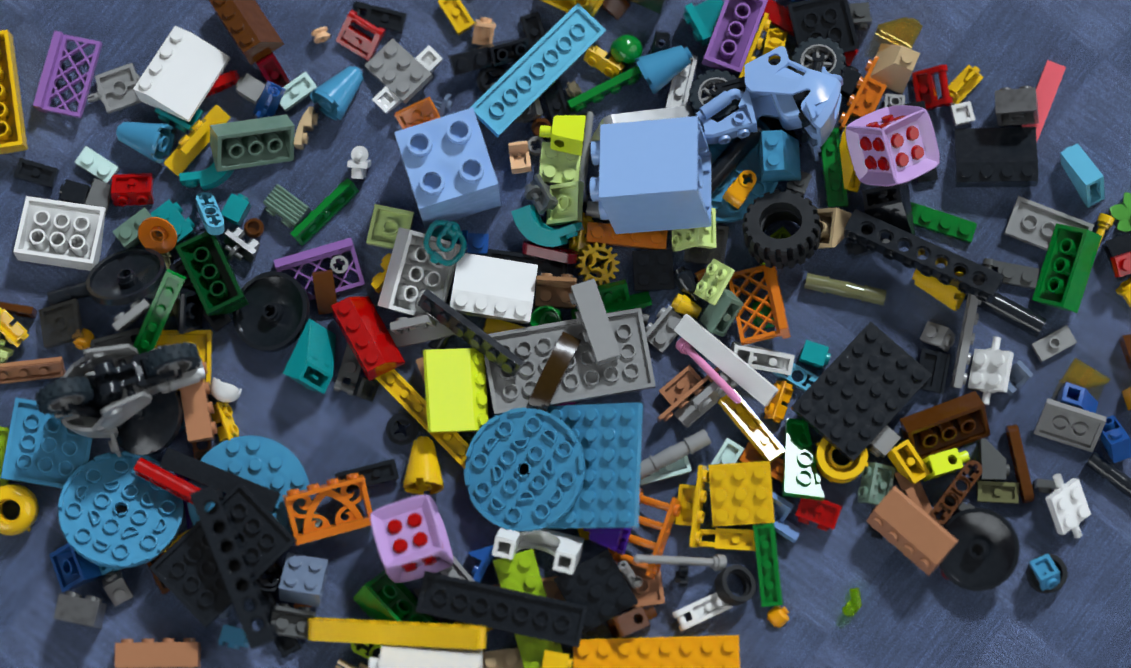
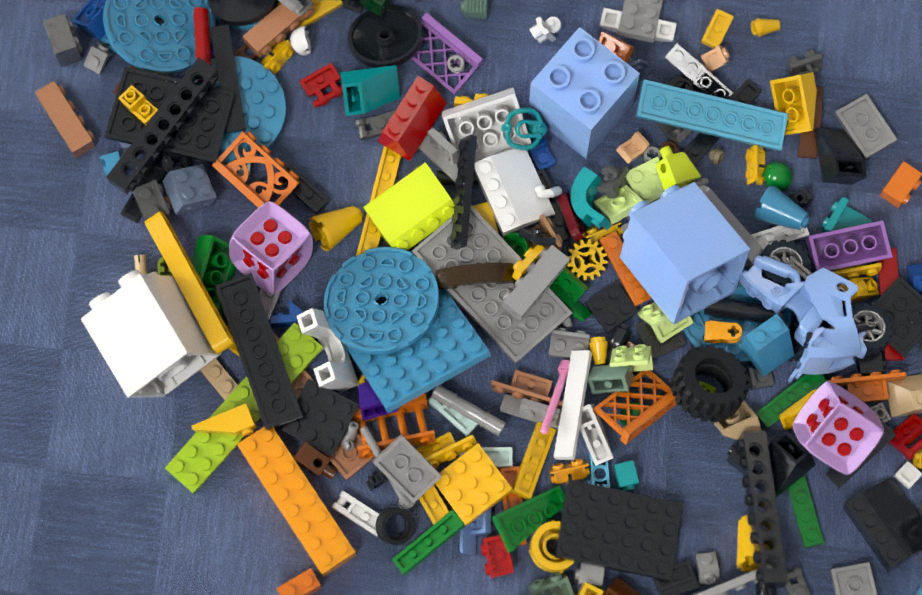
camera: 55 degrees right, 5 degrees down
(197, 577) = (138, 104): none -> yellow slope
(273, 397) = (319, 81): none -> red plate
(324, 212) = (490, 28): green plate -> none
(324, 290) = (428, 65): reddish brown slope -> none
(365, 389) = (370, 145): black plate -> none
(385, 225) = (511, 77): yellowish green plate -> none
(392, 428) = (355, 184): black gear -> none
(517, 258) = (549, 193): none -> white arm
(552, 294) = (537, 236): none -> black plate
(568, 310) = (522, 266): none -> yellow plate
(611, 86) = (728, 176): green plate -> none
(693, 542) = (407, 468): none -> light grey plate
(778, 616) = (393, 578): light orange piece -> none
(845, 289) = (697, 468): olive piece -> none

